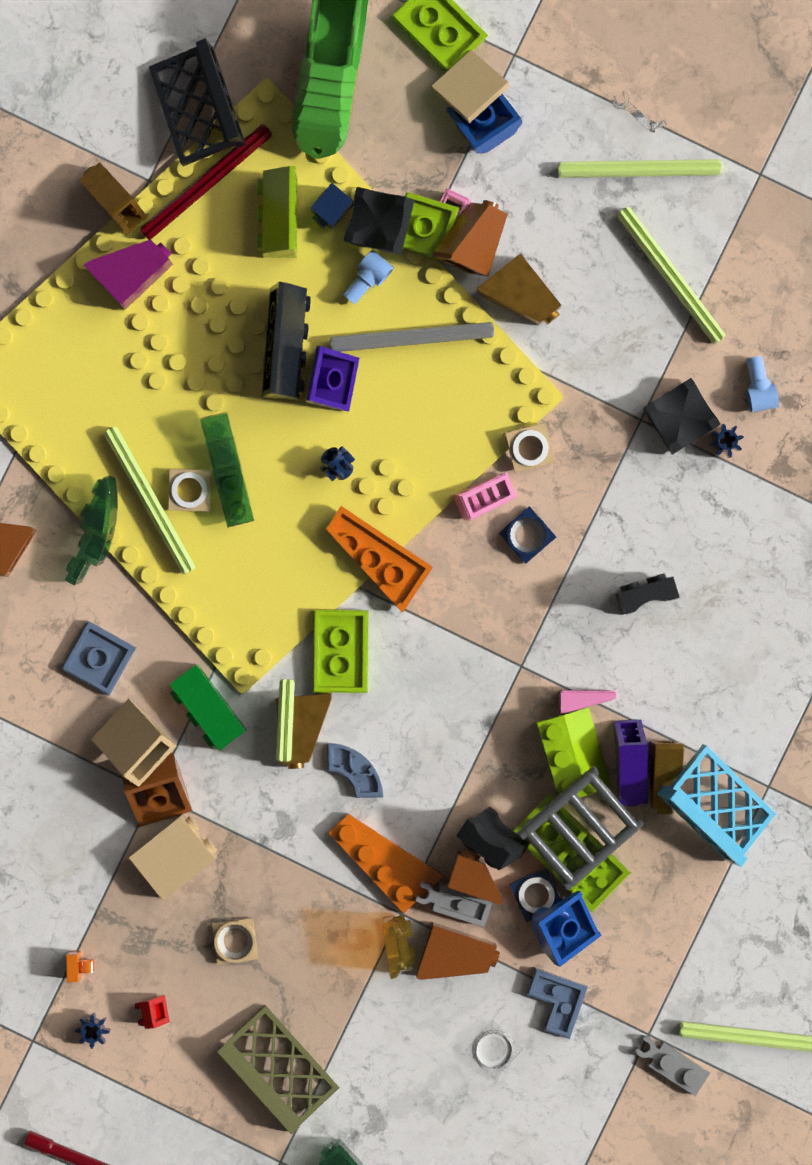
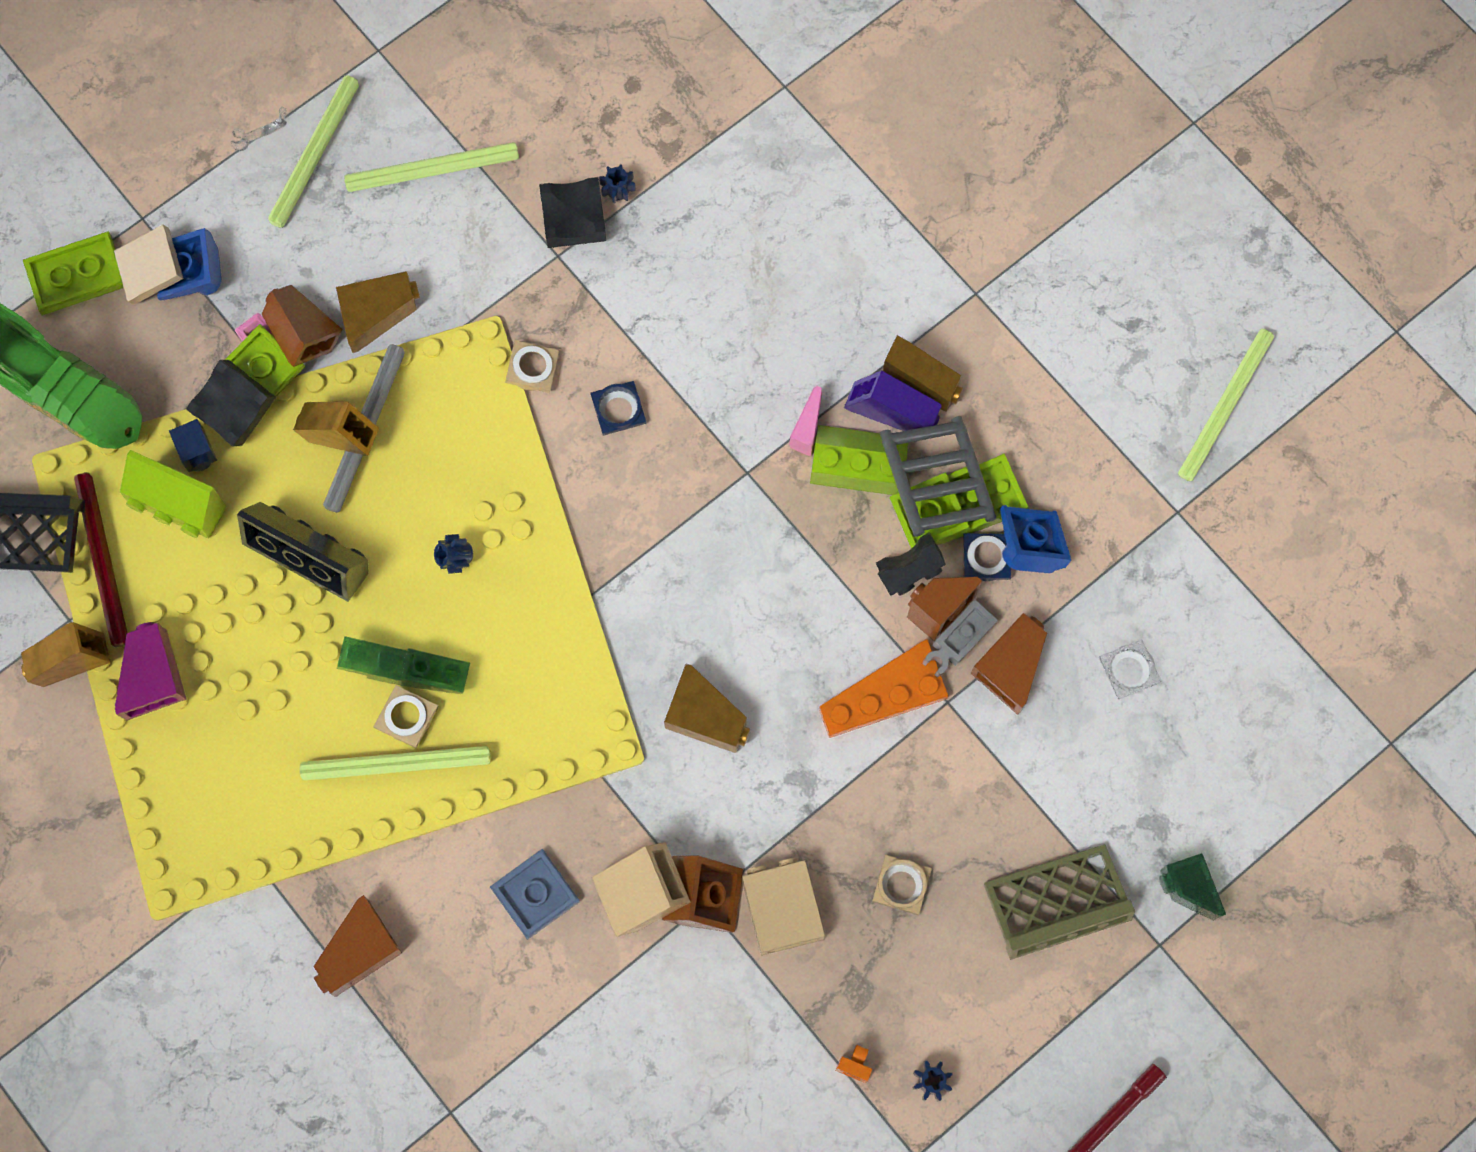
camera: 65 degrees left, 15 degrees down
(100, 521) = (389, 820): clear green slope -> none
(153, 1012) = (940, 1004): red tile -> none
(206, 708) = (641, 800): green brick -> none
(285, 720) = (691, 719): yellowish green axle -> none
(332, 379) = (365, 523): dark purple slope -> none
(340, 651) = (646, 640): lime tile -> none
(356, 769) = (777, 679): sand blue tile -> none
(371, 272) = (280, 437): light blue pin -> none
(384, 560) = (575, 553): orange wing -> none
(396, 317) = (336, 426): none -> pearl gold slope
(396, 936) = (978, 714): clear yellow slope -> none
(464, 506) = (554, 449): bright pink slope -> none
(564, 996) = (1106, 575): sand blue tile -> none
(634, 596) = (730, 308): black brick -> none
(674, 1066) = (1220, 499): light grey plate -> none
(699, 819) = (984, 357): medium azure fence -> none
(761, 393) = (587, 134): light blue pin -> none

